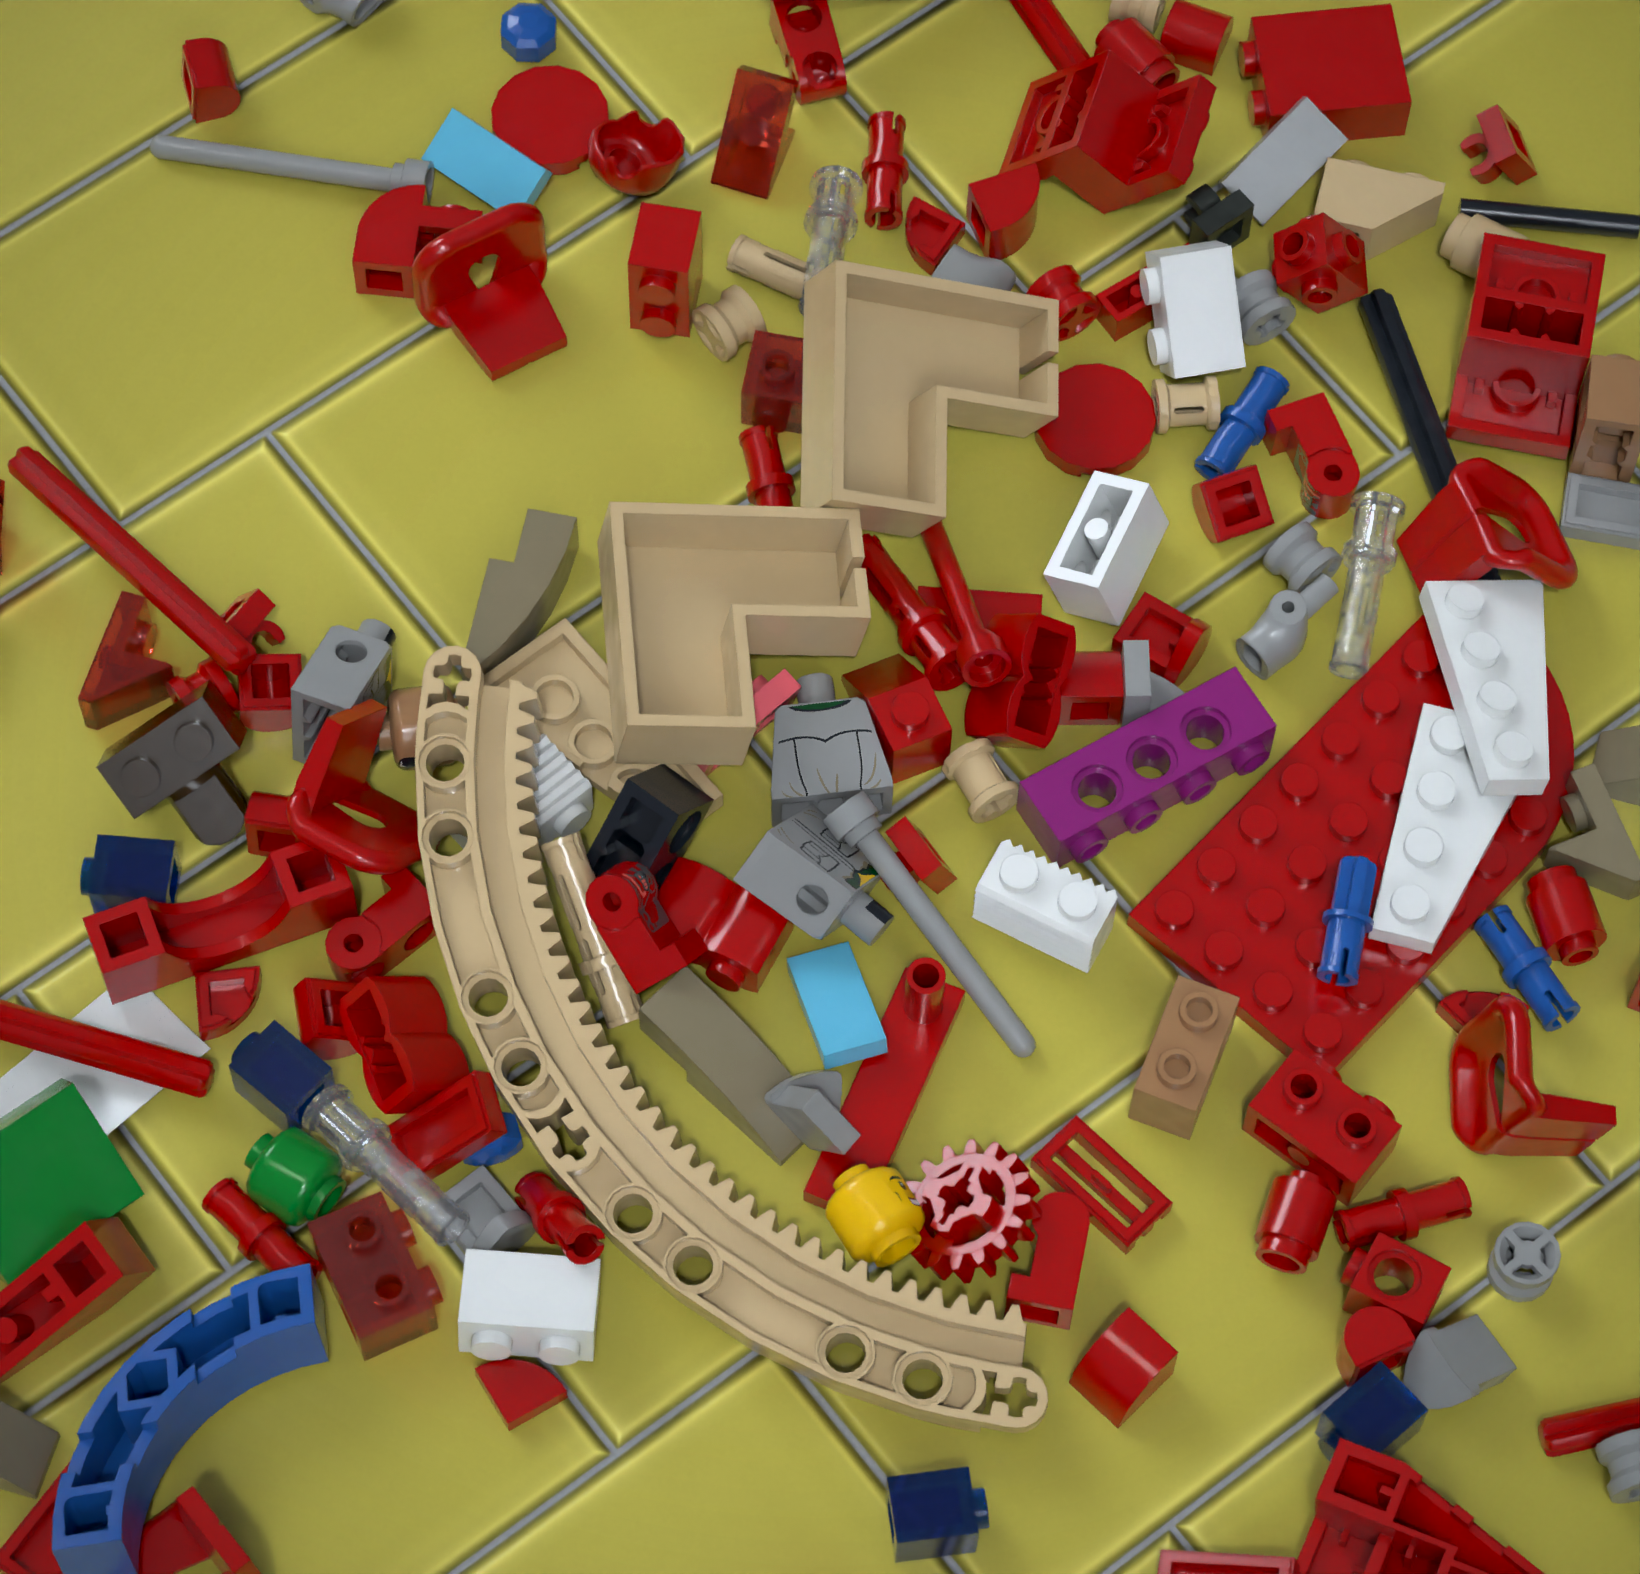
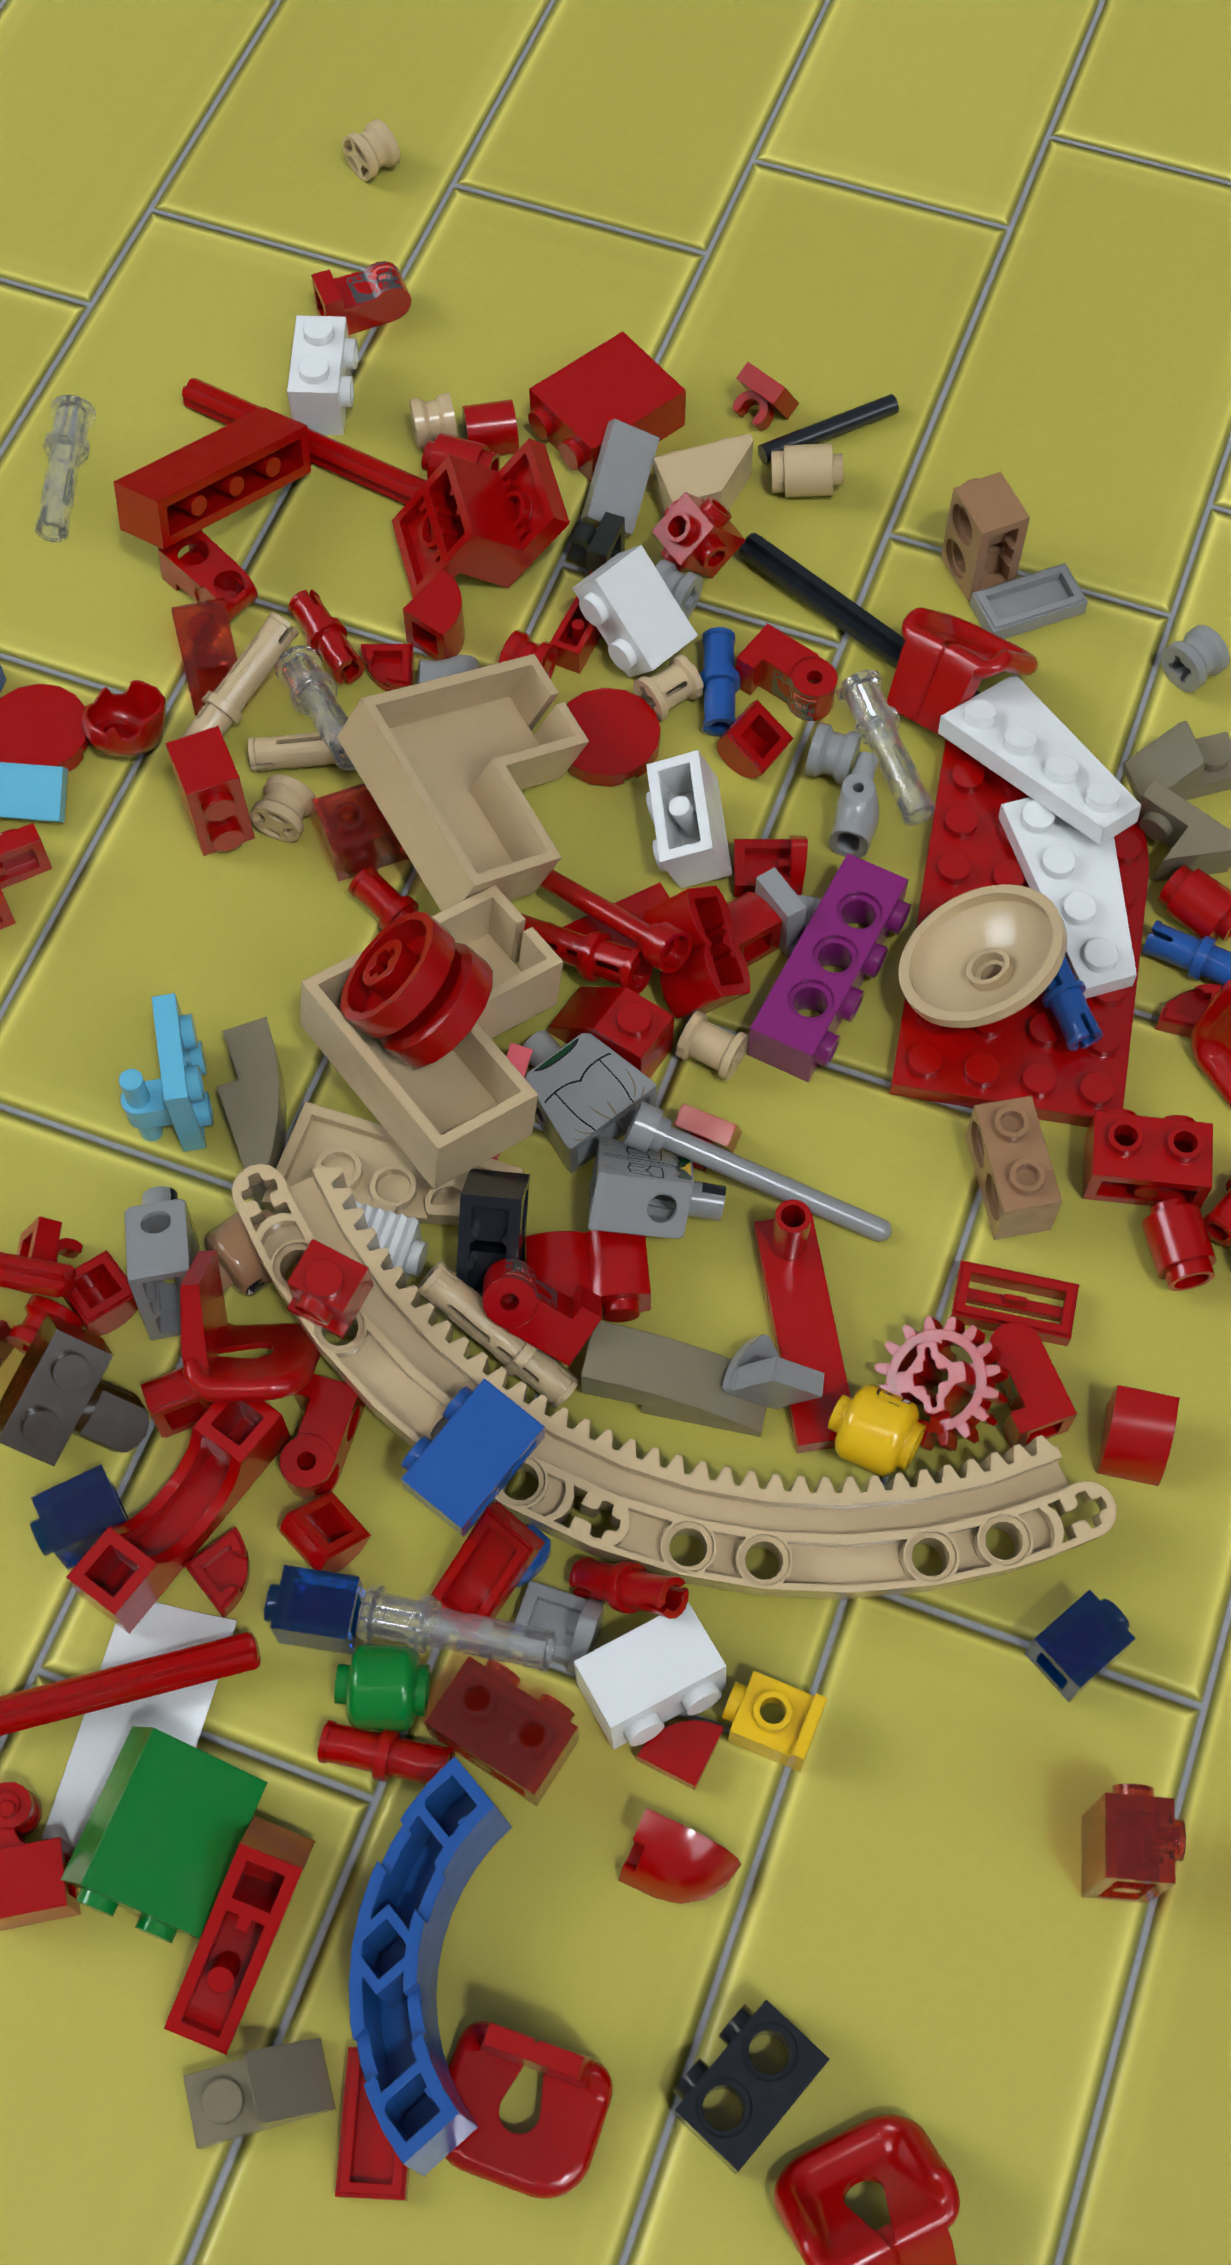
camera: 30 degrees left, 0 degrees up
(402, 1040) = (387, 1519): red brick -> none
(448, 1476) = (676, 1862): none -> red brick
(453, 795) = (328, 1288): none -> red brick
(455, 540) = (180, 1093): none -> medium azure plate
(485, 1015) = (471, 1455): none -> blue brick
(510, 316) = (103, 897): red piece -> none
(617, 1432) = (780, 1742): none -> yellow brick
(707, 567) = (417, 989): none -> red wheel
(766, 175) = (254, 664): none -> tan pin
(837, 1005) = (724, 1282): medium azure tile -> none
(1045, 906) = (830, 1112): white brick -> none
(1284, 837) = (983, 956): none -> tan dish
(1525, 346) = (887, 515): red bracket -> none

